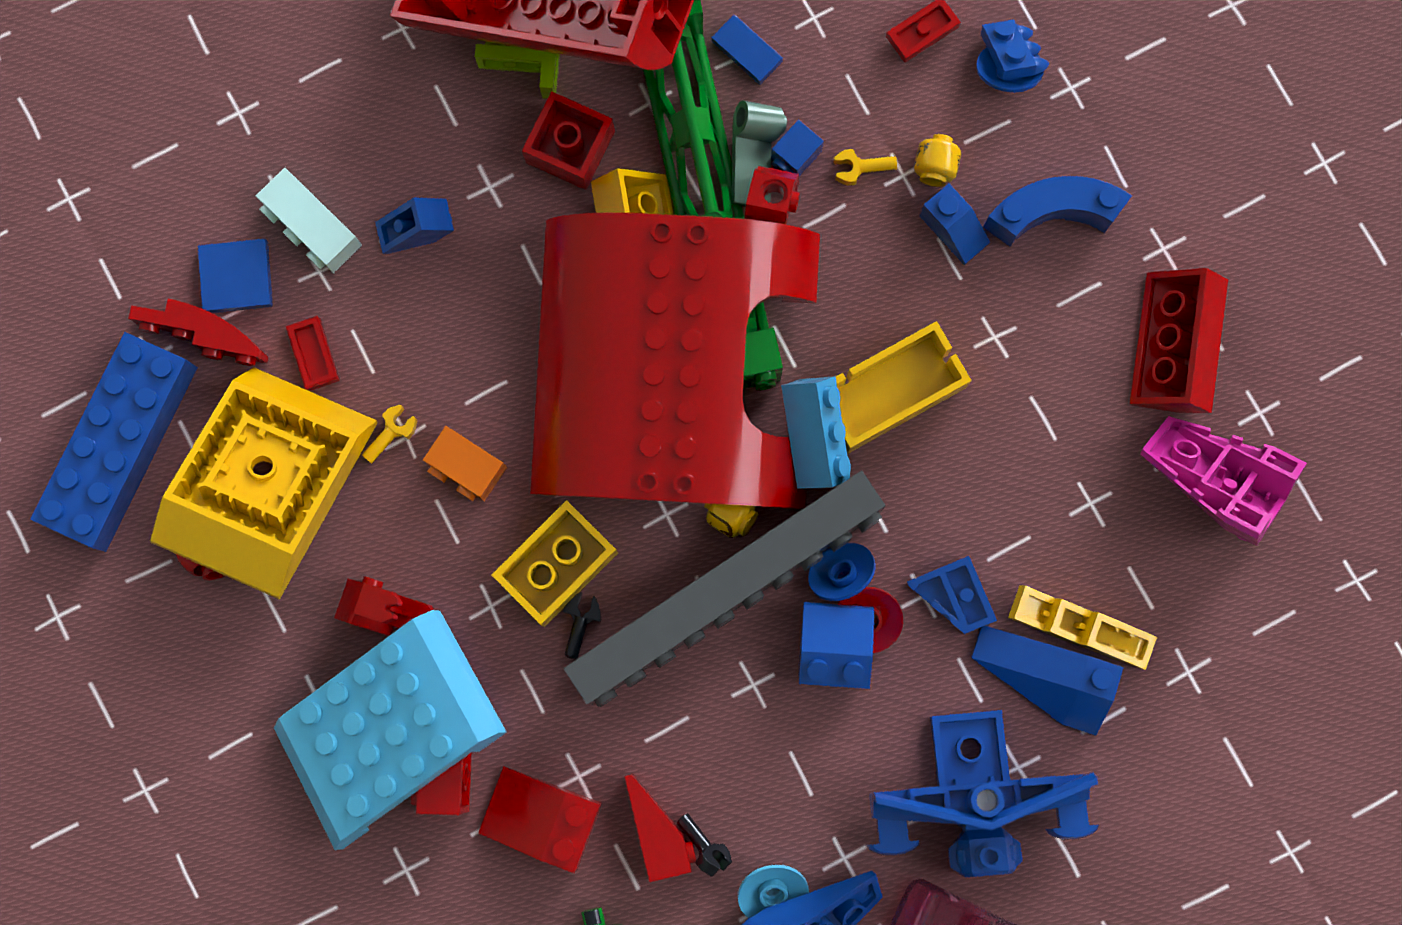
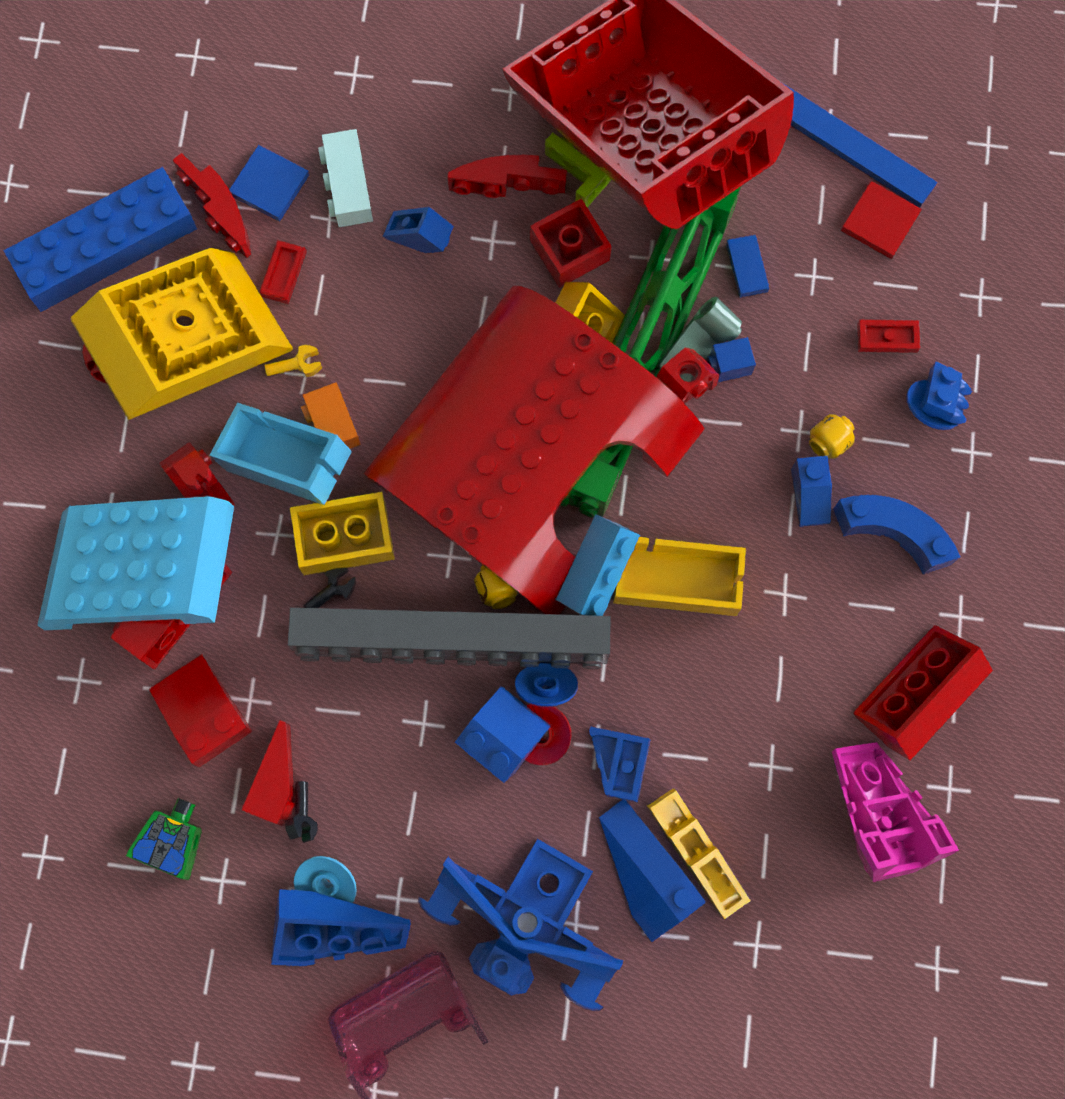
camera: 30 degrees right, 5 degrees down
(446, 530) = (286, 458): none -> medium azure piece
(448, 122) = (497, 173): none -> red slope
(861, 166) = (772, 403): yellow bar -> none

